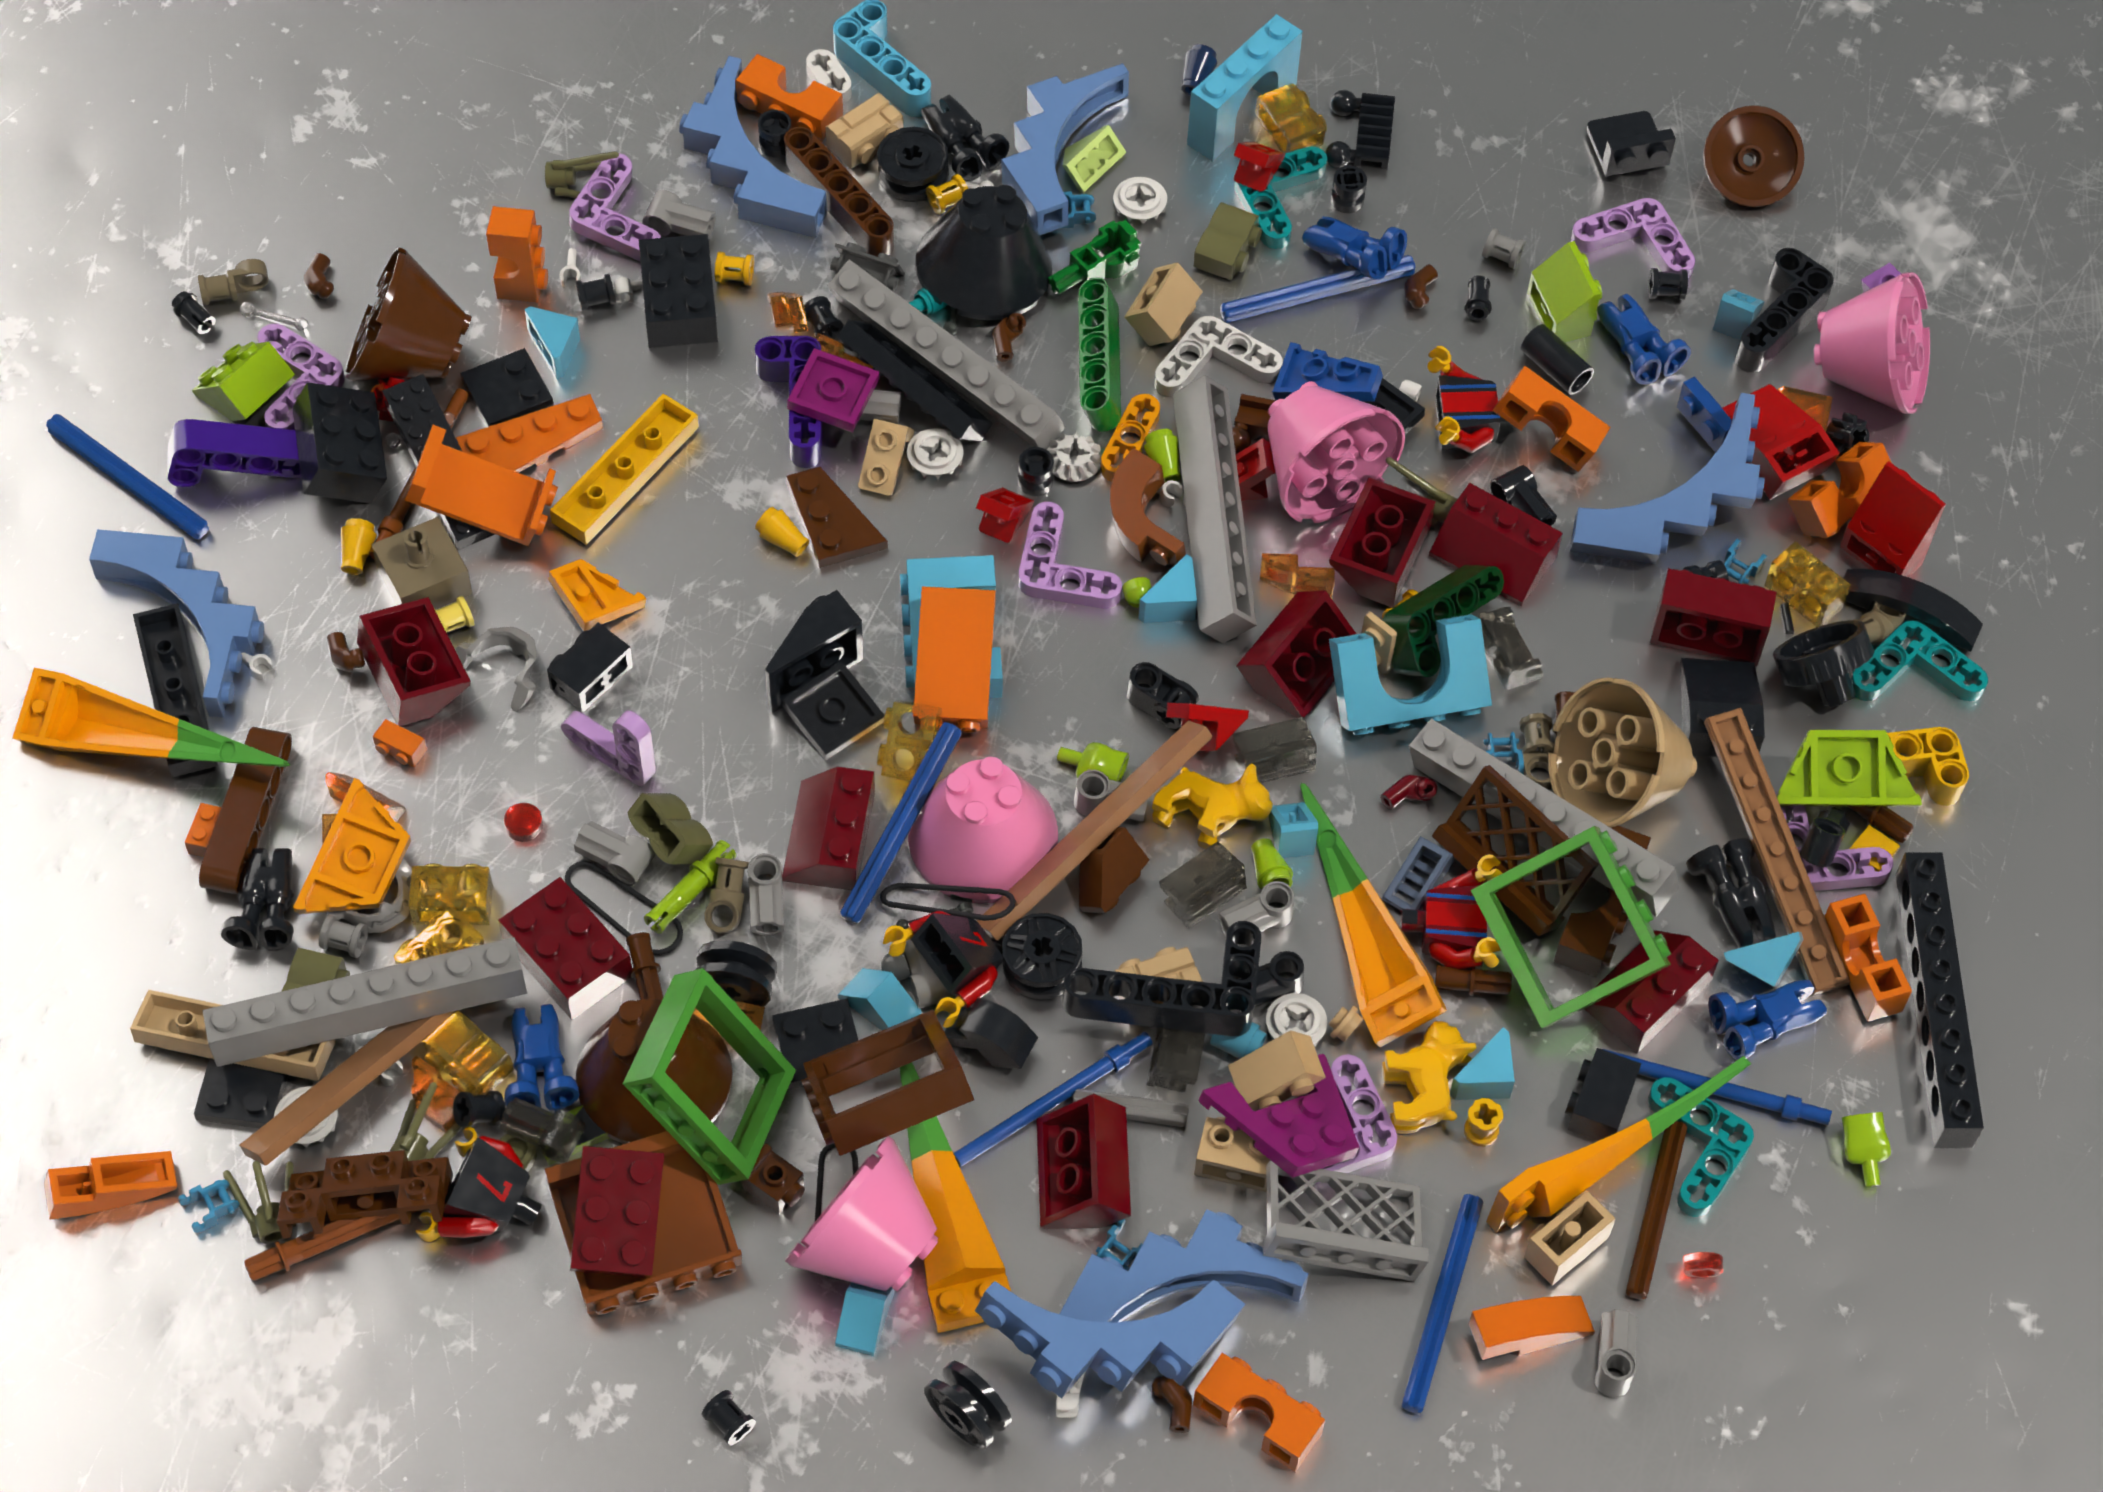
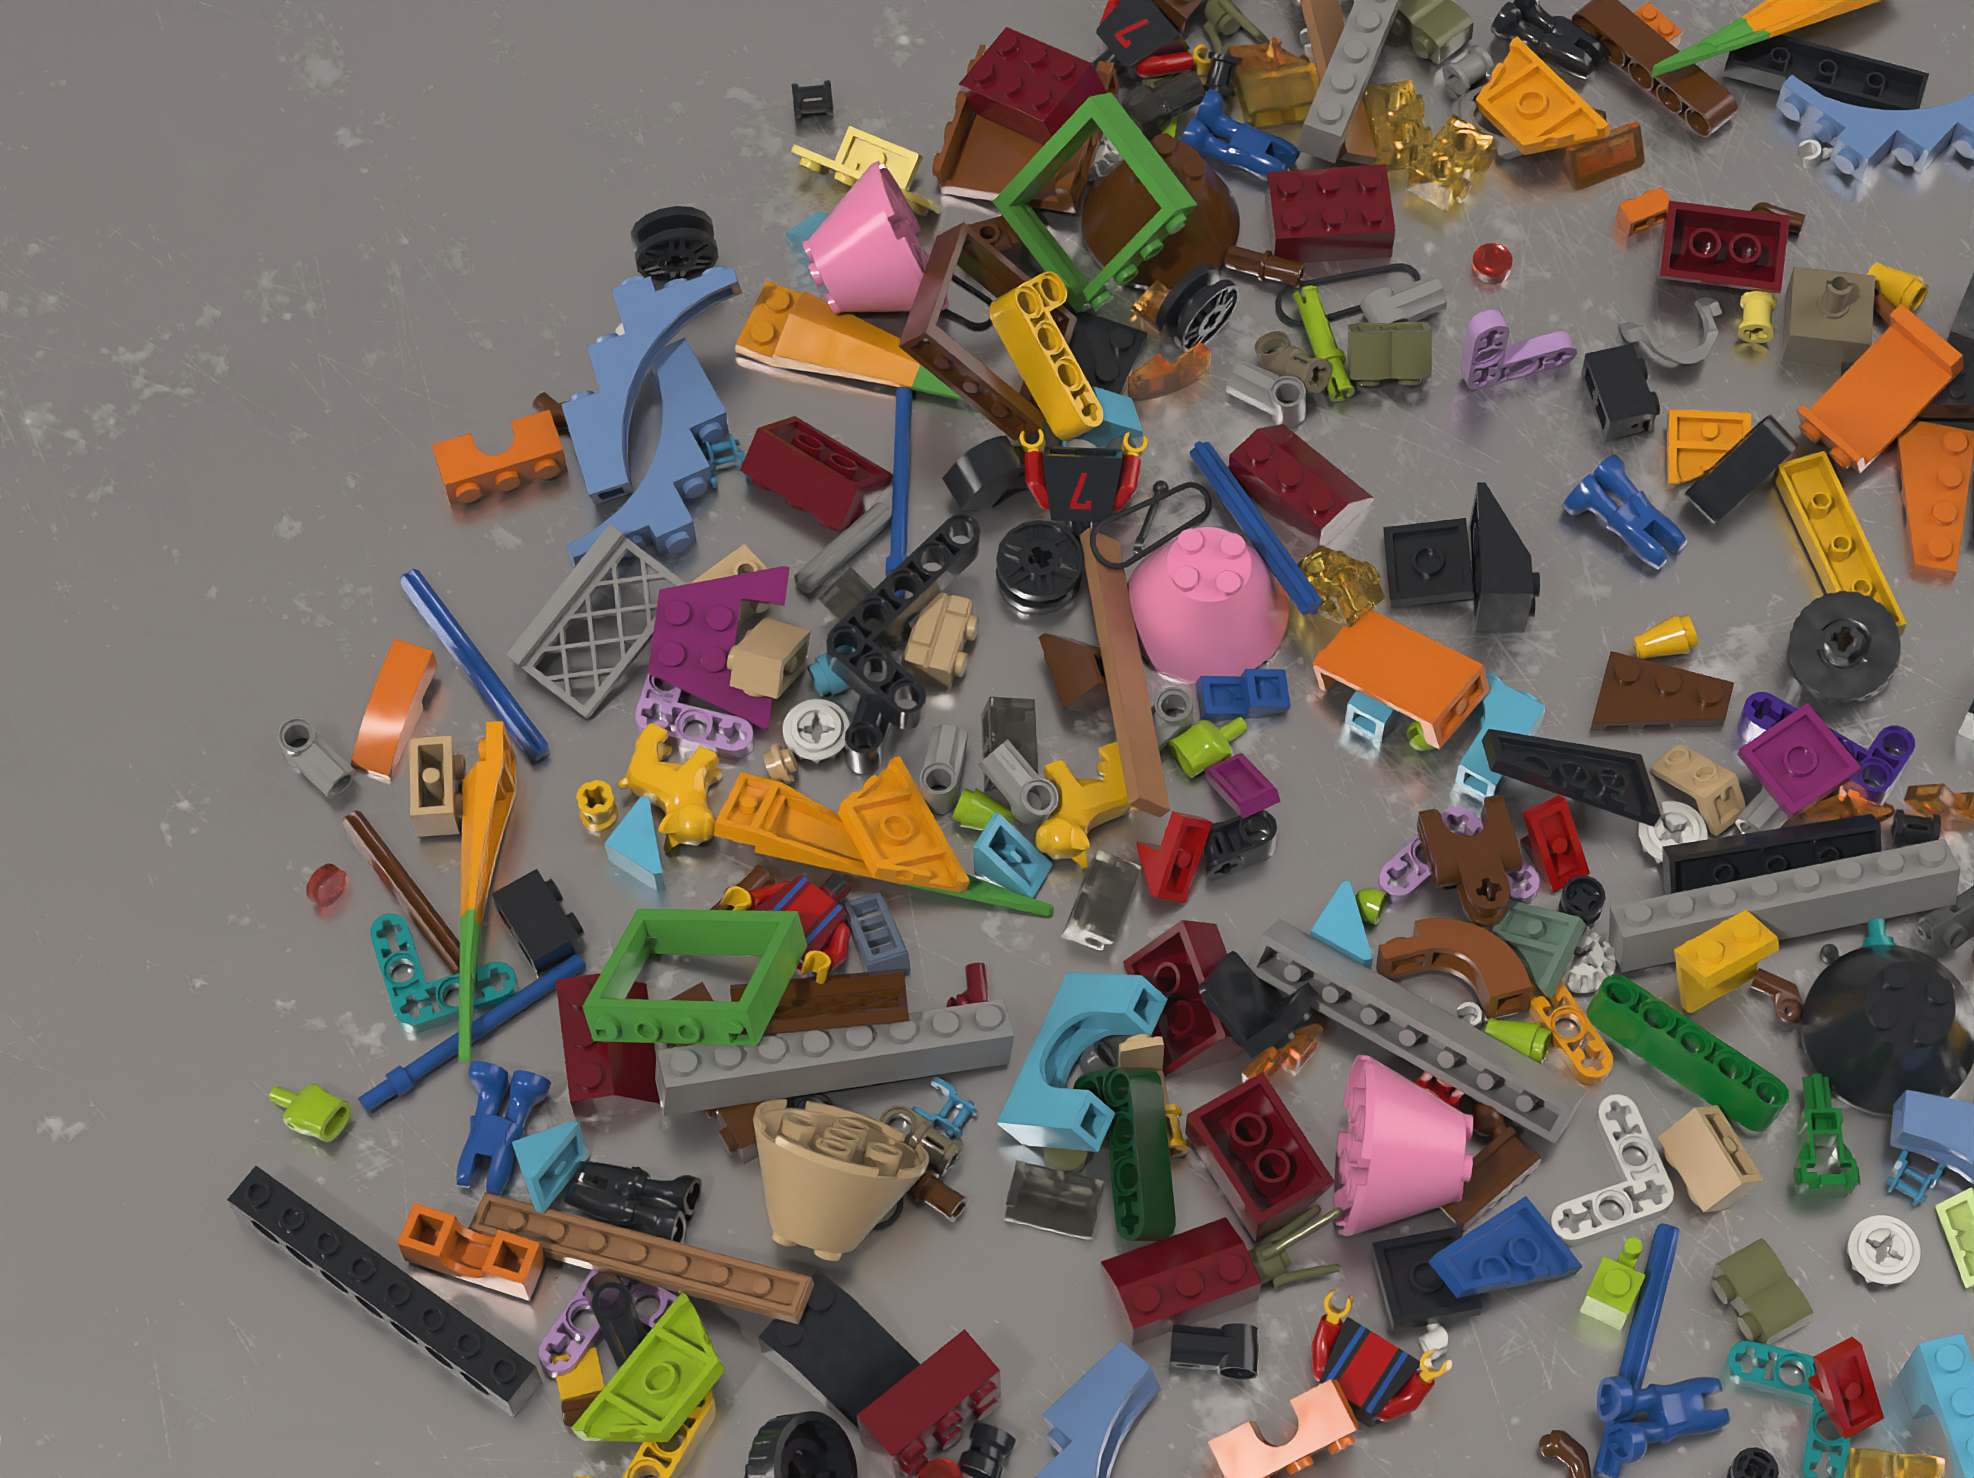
camera: 130 degrees right, 5 degrees up
(606, 550) = (1741, 469): none -> black beam
(696, 602) = (1634, 520): none -> blue piece
(726, 405) = (1873, 639): none -> black piece
(765, 1319) = (859, 152): none -> light yellow bracket
(811, 978) = (1162, 378): none -> clear orange slope
(875, 1034) = (1044, 357): none -> yellow beam
(944, 512) = (1582, 772): none -> black wing
(1023, 350) = (1722, 959): none -> yellow bracket
(1033, 762) = (1249, 696): none -> blue slope
(1064, 534) = (1474, 862): none -> reddish brown piece
(1088, 475) = (1541, 941): none -> sand green wing
(1117, 711) = (1242, 785): none -> magenta tile
(1241, 835) = (1017, 778): none -> light grey piece
(1287, 584) = (1249, 1008): none -> black bracket
(1295, 313) = (1615, 1286): none -> lime brick
(1334, 904) = (900, 833): none -> light orange wing
(1393, 681) = (1097, 1058): none -> dark grey hinge

